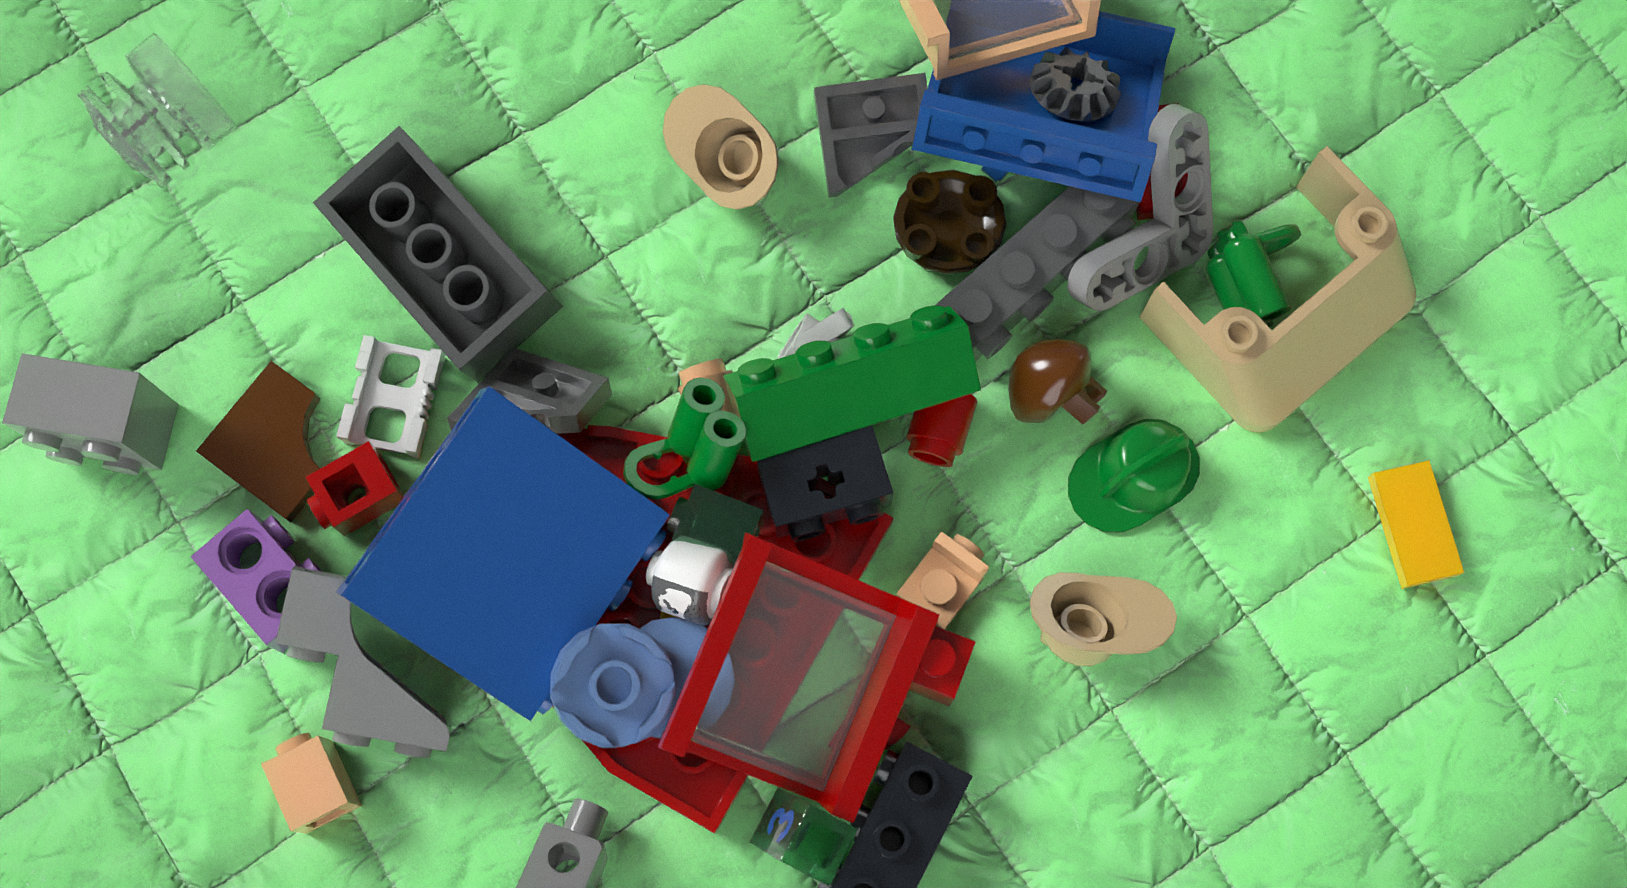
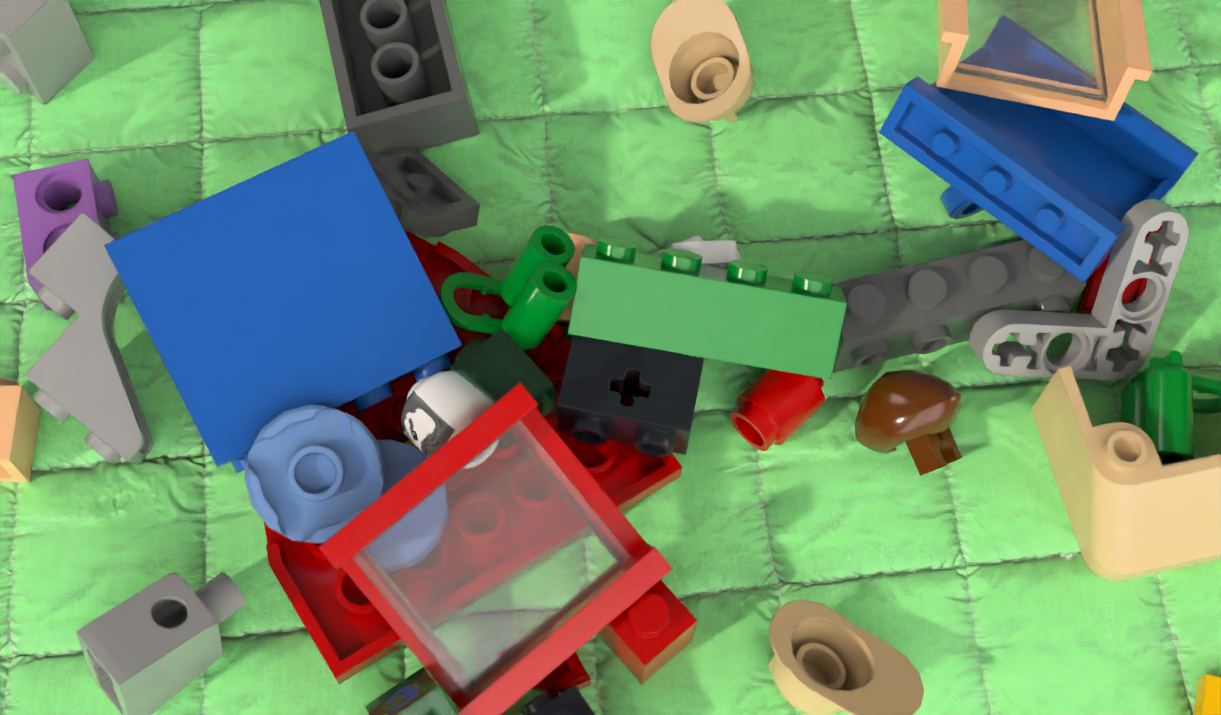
camera: 25 degrees right, 10 degrees down
(266, 441) = (147, 122): reddish brown tile -> none
(334, 482) = (187, 180): red brick -> none
(372, 394) = (264, 126): white piece -> none
(866, 125) = (841, 110): flat silver wing -> none
(946, 577) = (706, 553): light nougat bracket -> none
(949, 220) = (884, 225): dark brown dish -> none
(1090, 101) = (1089, 167): dark grey gear -> none
(1133, 475) = (949, 553): green piece -> none

